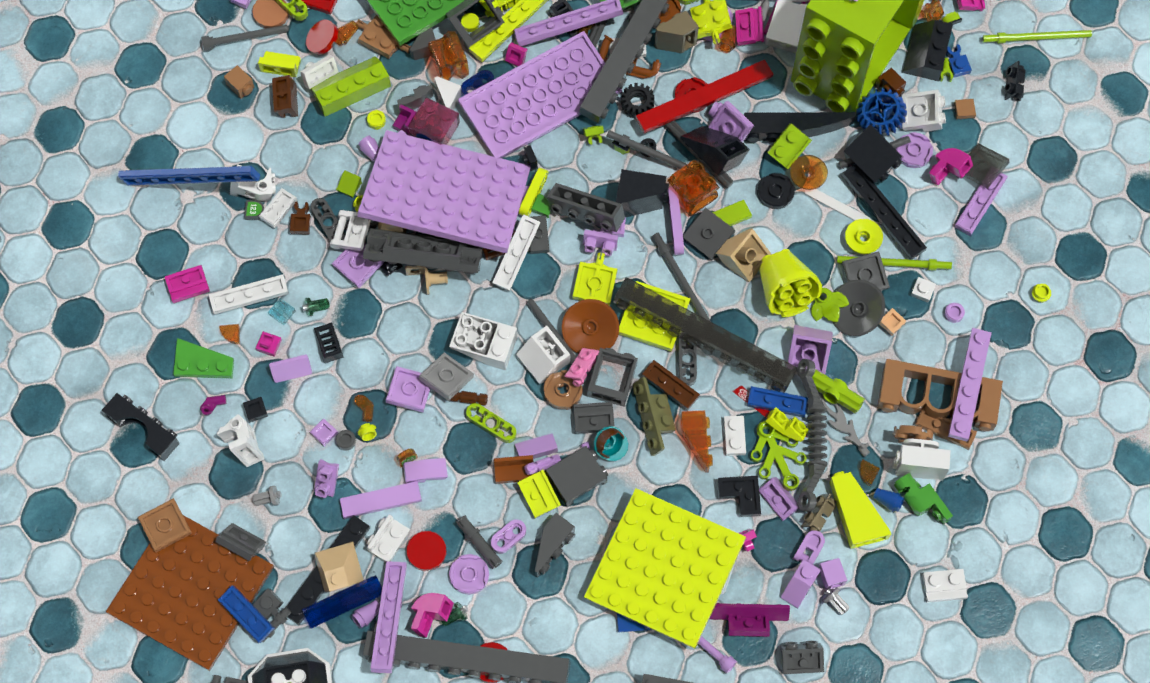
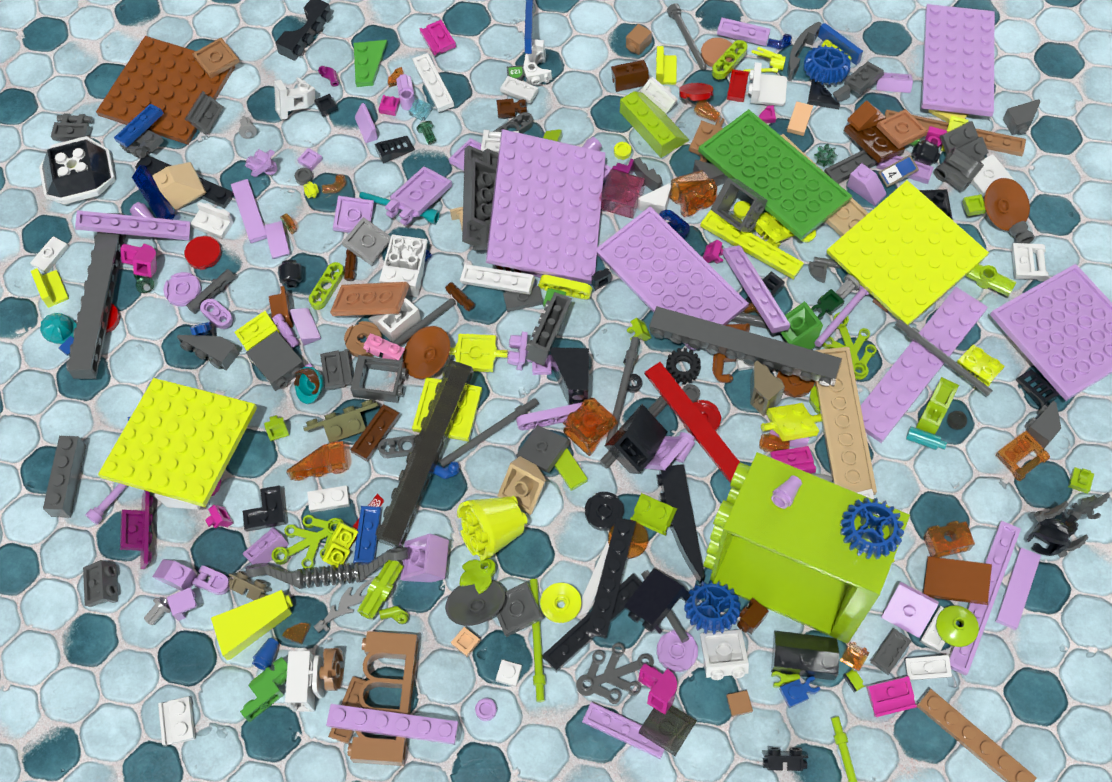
camera: 85 degrees right, 5 degrees down
(255, 322) = (405, 91): none -> lavender piece
(396, 320) = (417, 195): none -> lavender tile
(424, 311) = (431, 216): none -> teal piece
(472, 456) = (290, 273): none -> black head
(522, 375) = (370, 299): none -> nougat tile
(526, 293) = (459, 296): none -> reddish brown axle
(527, 549) = (201, 329): none -> blue plate
(653, 479) = (276, 428): none -> lime tile
(664, 97) = (692, 392): none -> dark grey tile
(719, 319) = (447, 472): none -> blue arm
(846, 189) = (611, 578): none -> black plate
(859, 380) = (395, 613): none -> lime arm
(932, 204) = (611, 675): none -> dark grey plant

